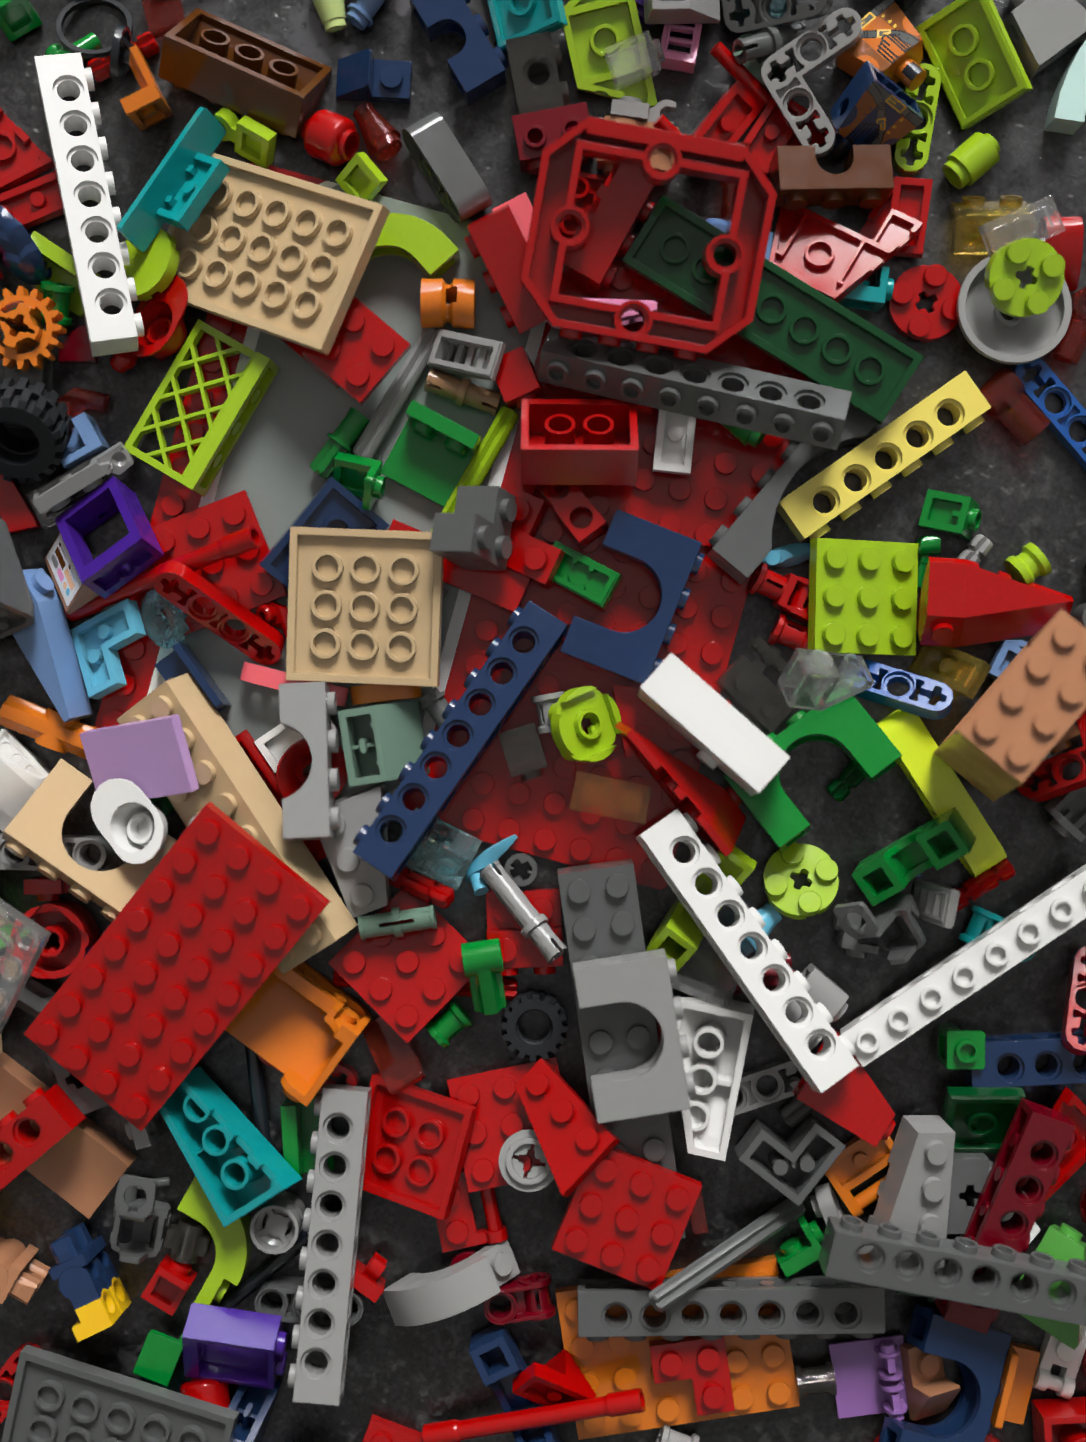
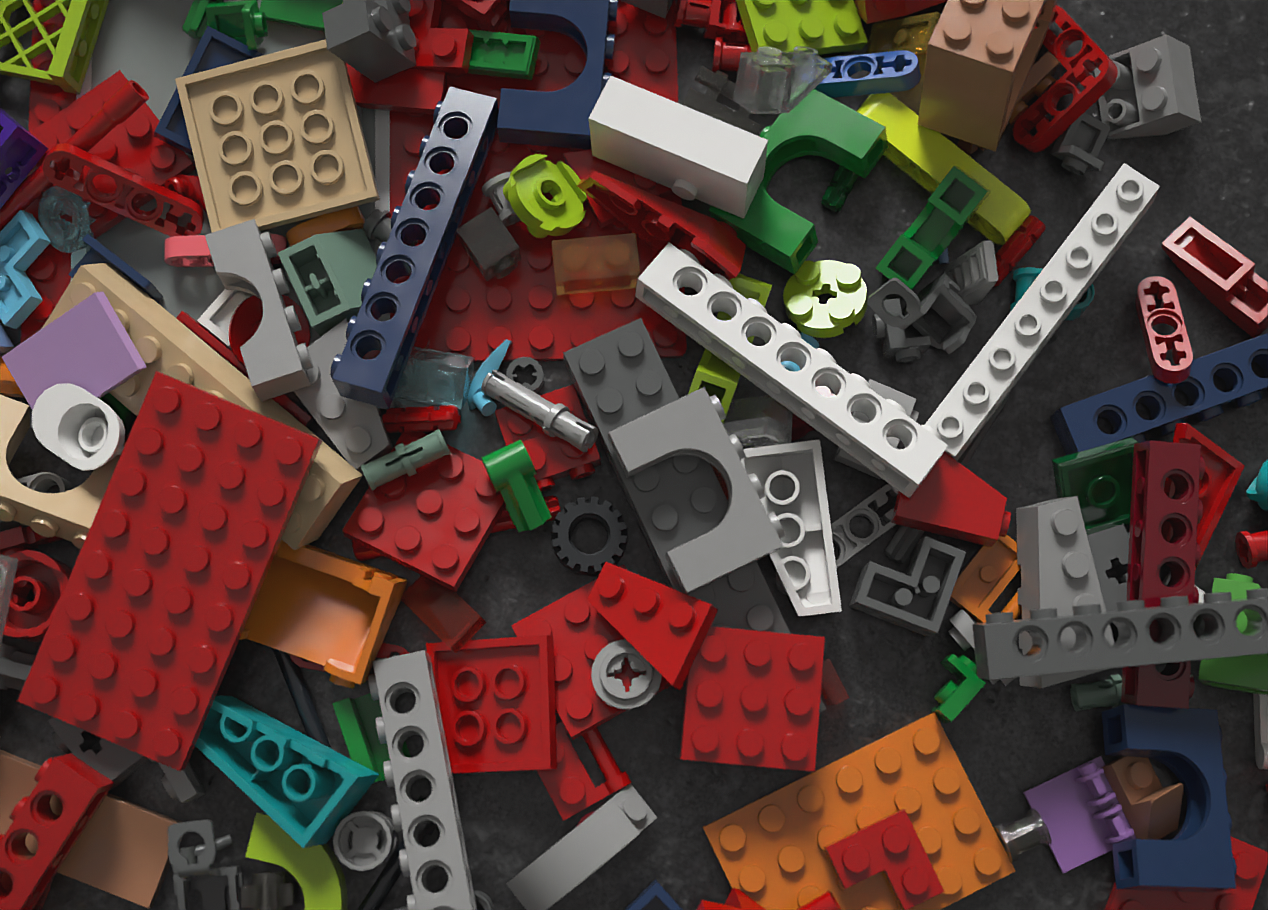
camera: 15 degrees left, 10 degrees down
(368, 1277) = (486, 874): red tile -> none
(449, 1023) = (496, 562): green bush -> none
(522, 1300) = (668, 844): dark red piece -> none
(724, 1254) = (875, 713): dark grey axle -> none
(749, 1293) = (1044, 714): dark grey brick -> none
(960, 1047) = (1051, 417): green bracket -> none
(1015, 1384) = (1243, 771): orange panel -> none

